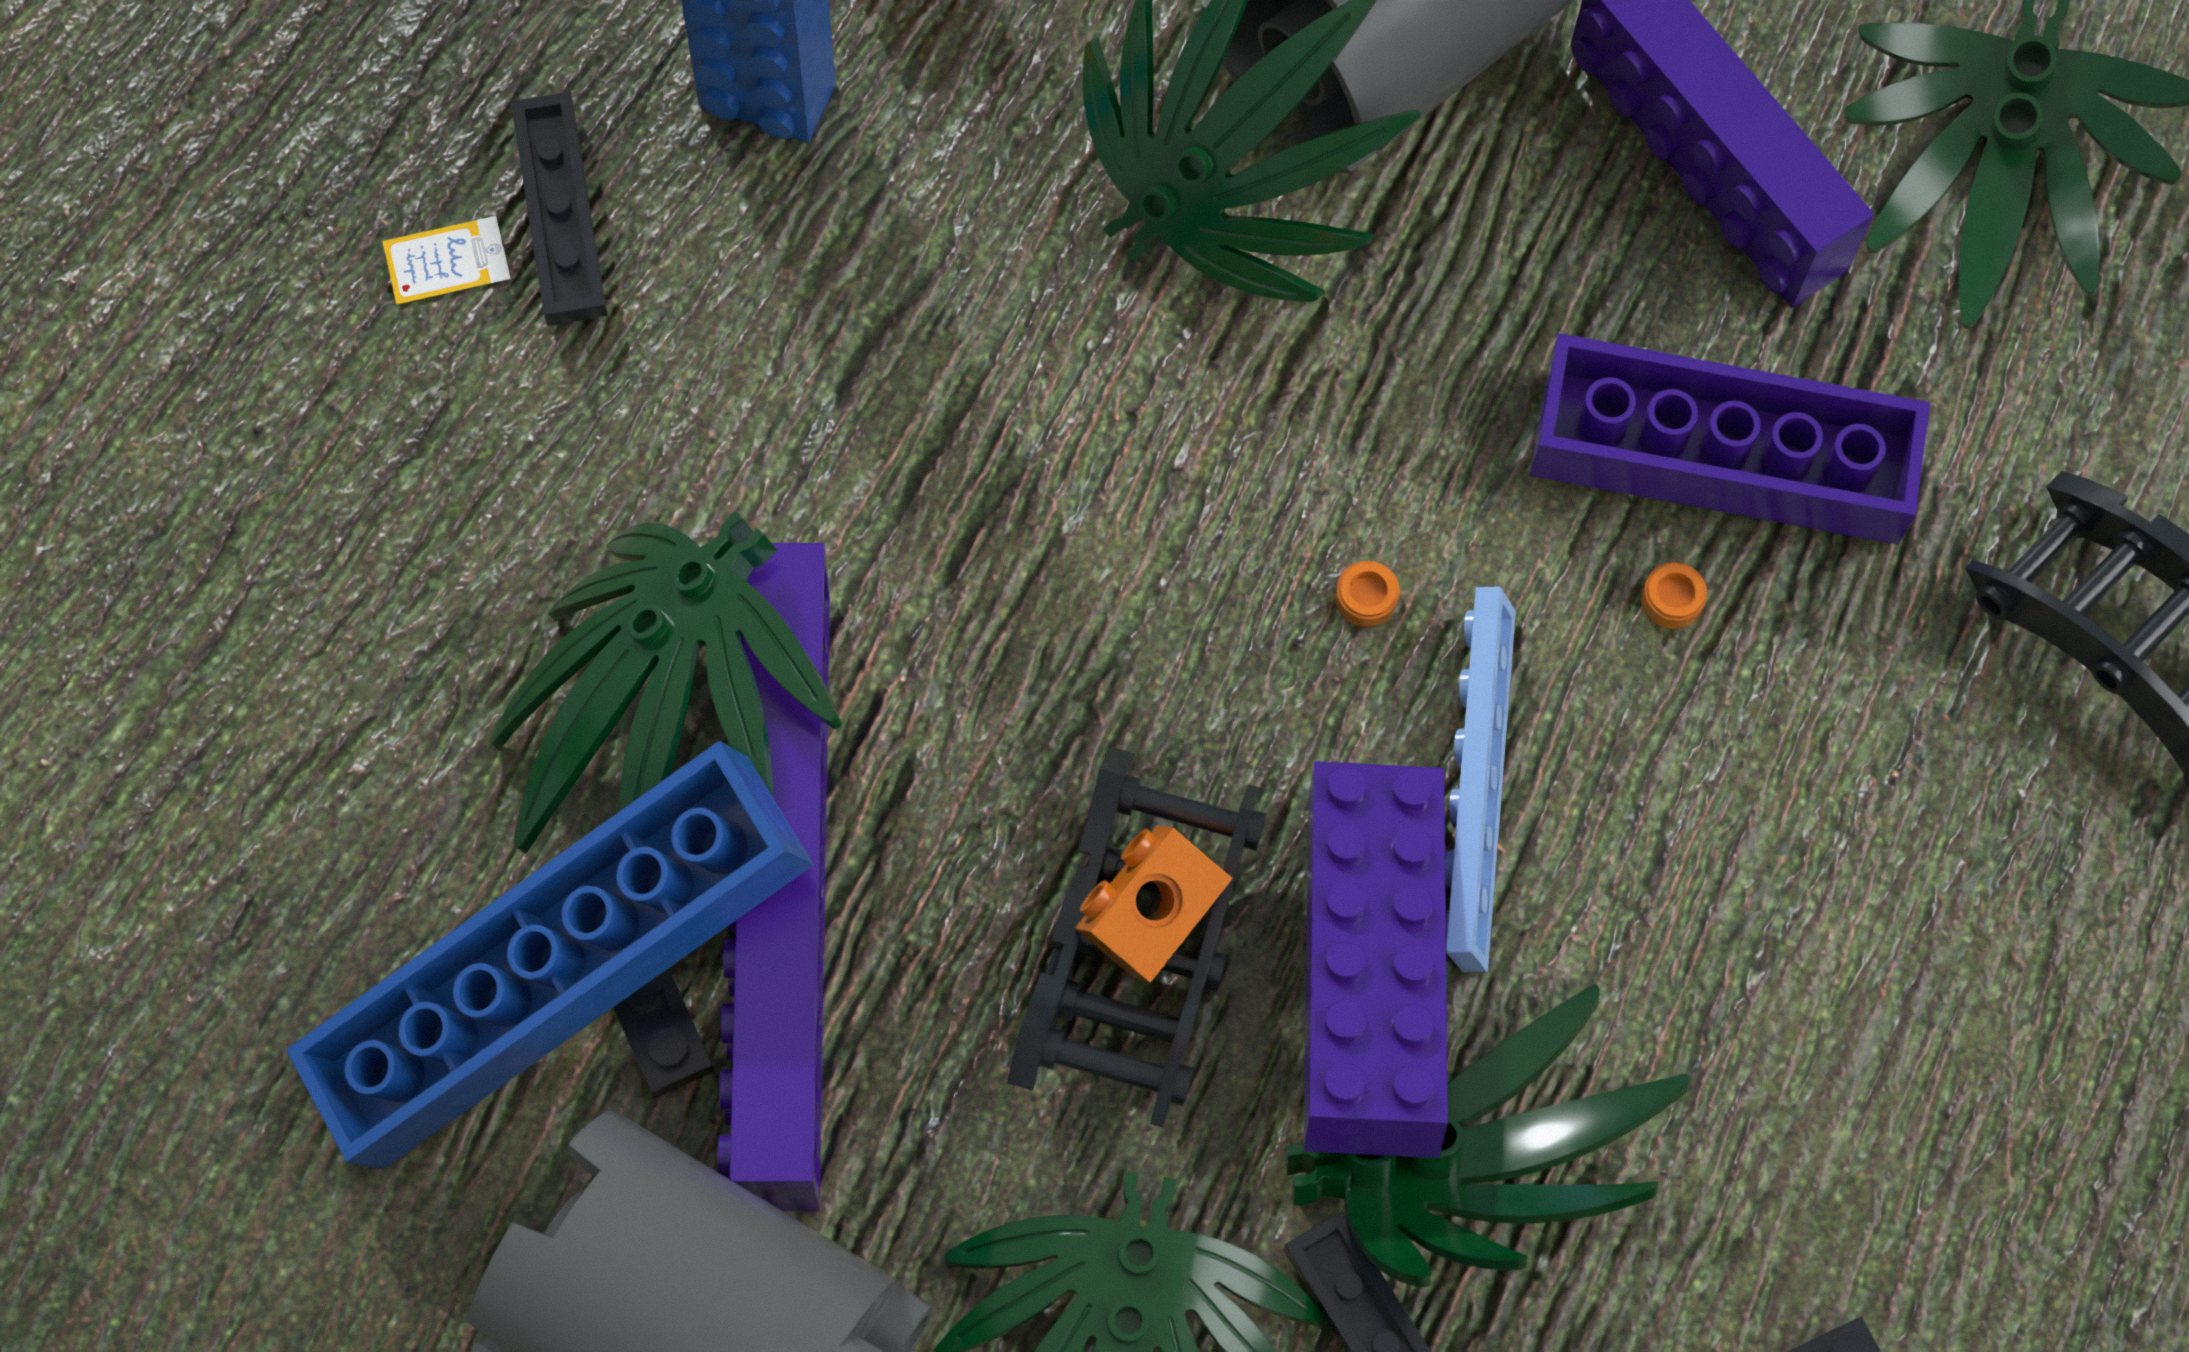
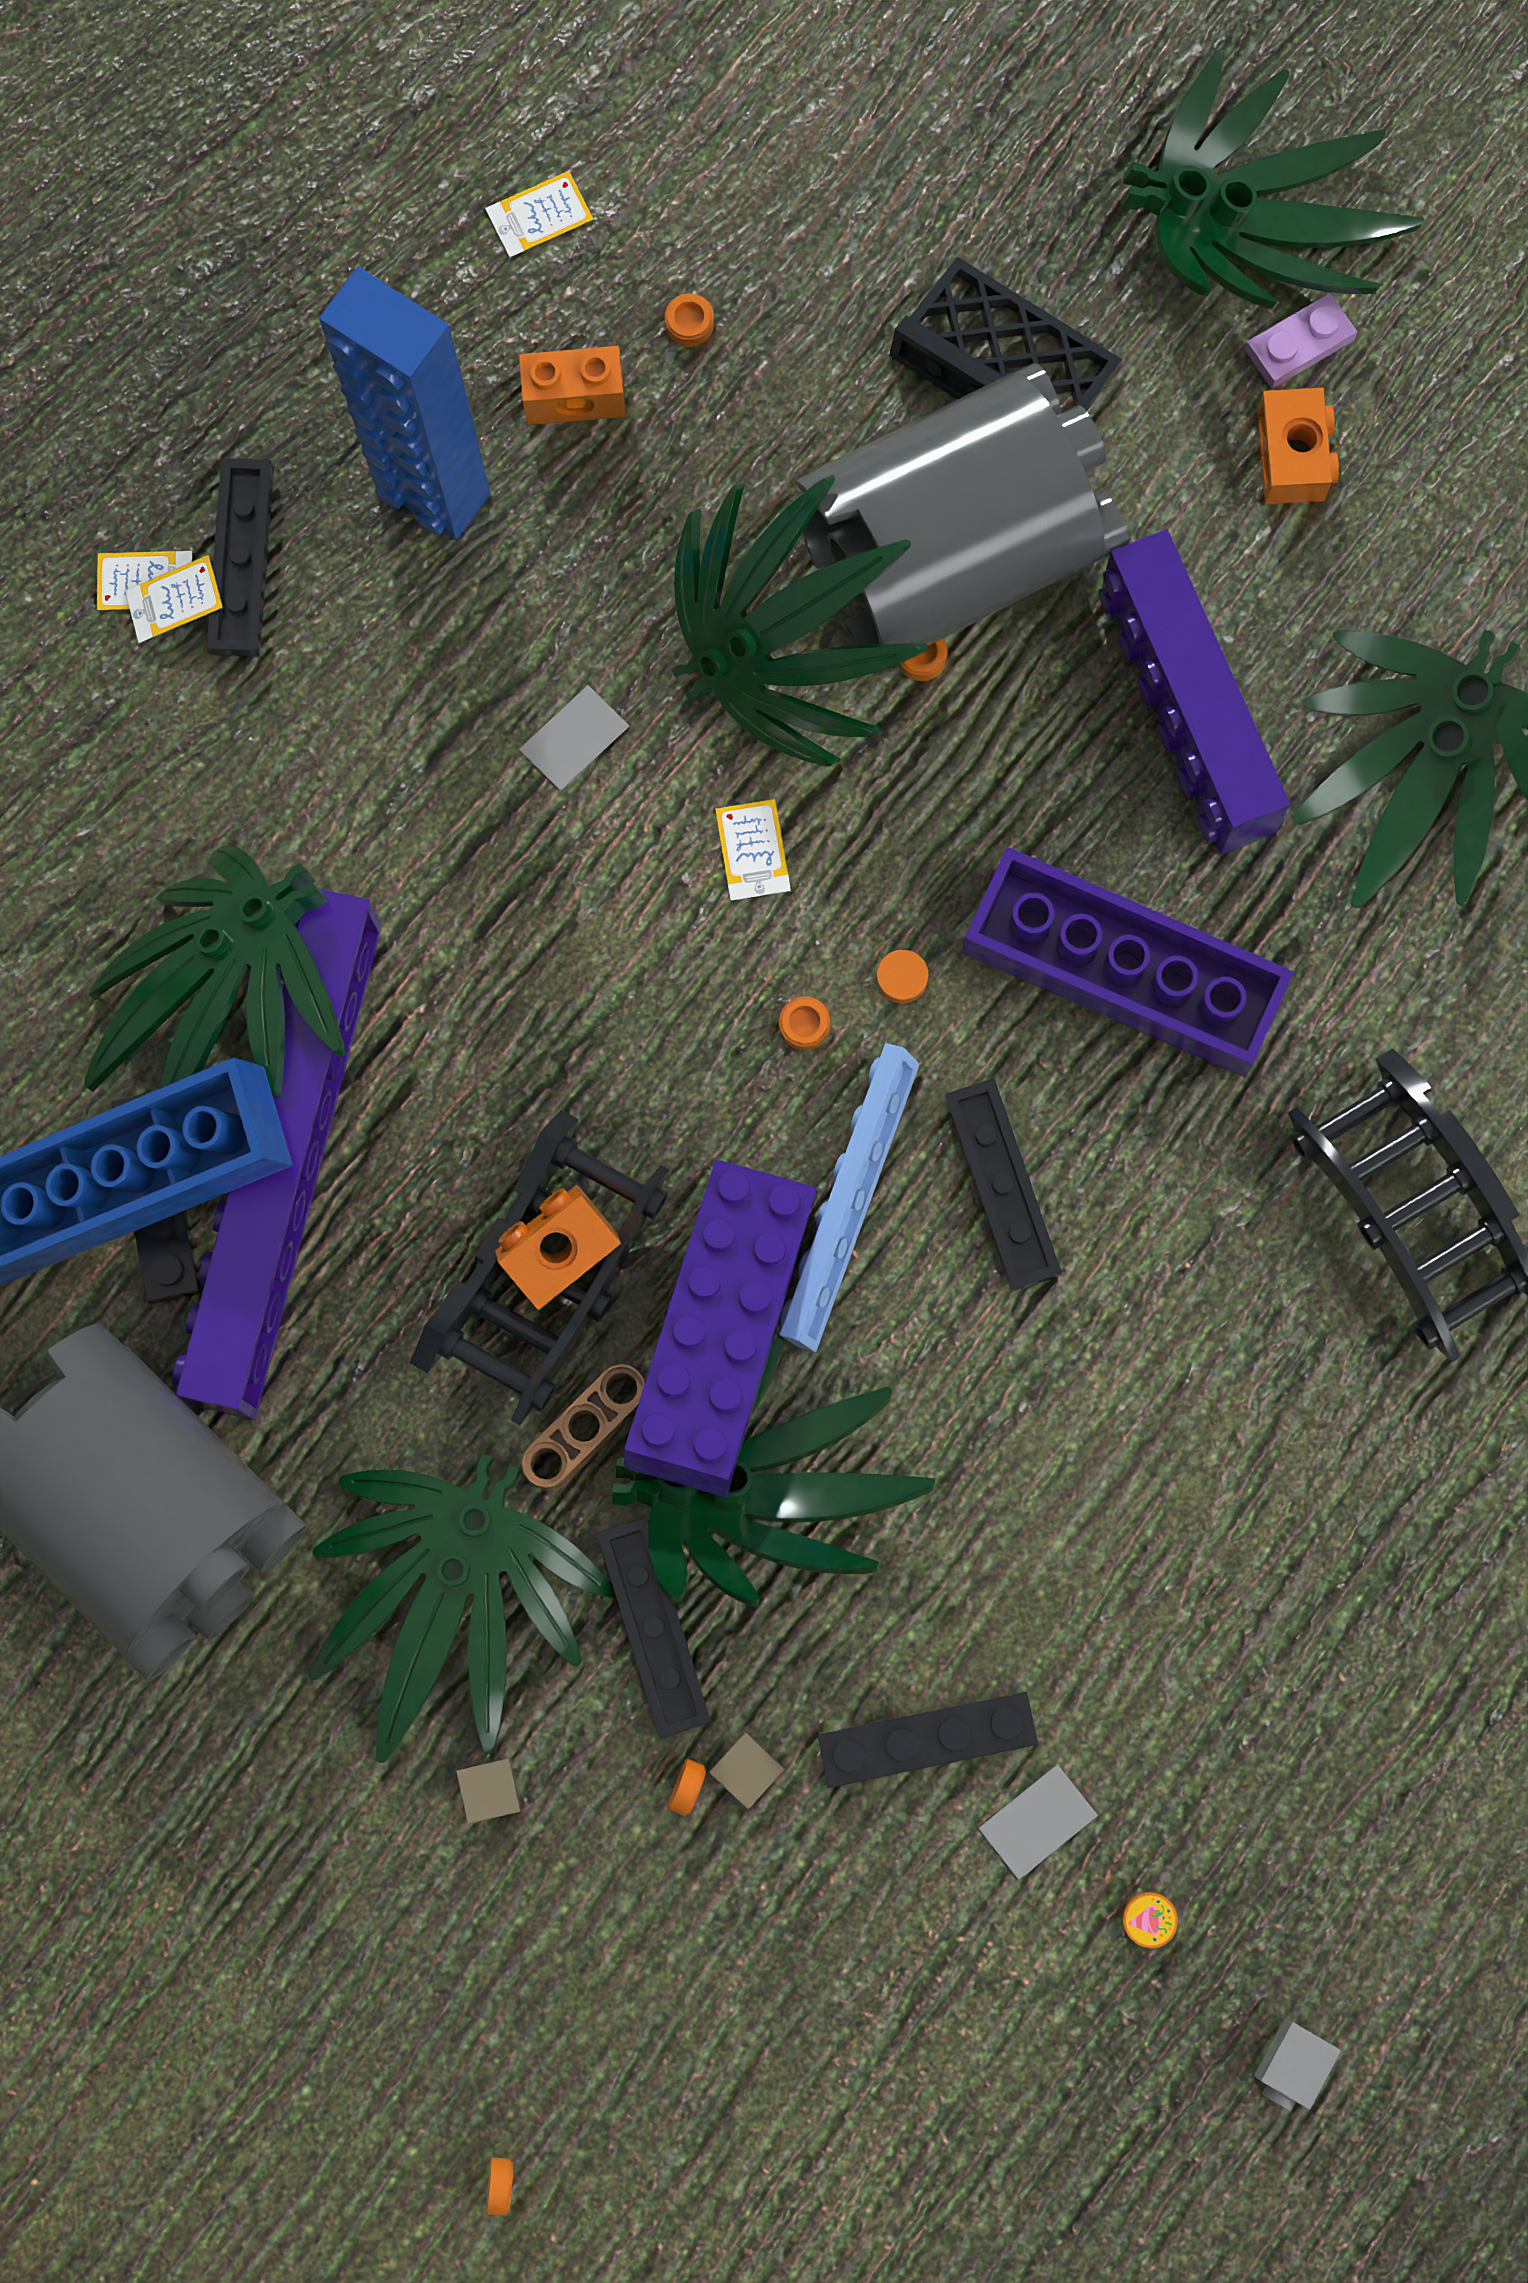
camera: 20 degrees right, 10 degrees up
(489, 269) = (173, 599): none -> white sticker
(1005, 331) = (574, 737): none -> light grey sticker
(1244, 1091) = (558, 1435): none -> medium nougat beam
(1250, 413) = (752, 849): none -> white sticker
(1391, 165) = (927, 664): none -> orange tile
(1467, 516) = (902, 976): none -> orange tile
(1656, 726) = (1002, 1185): none -> black plate
(1674, 595) = (1050, 1079): orange tile -> none

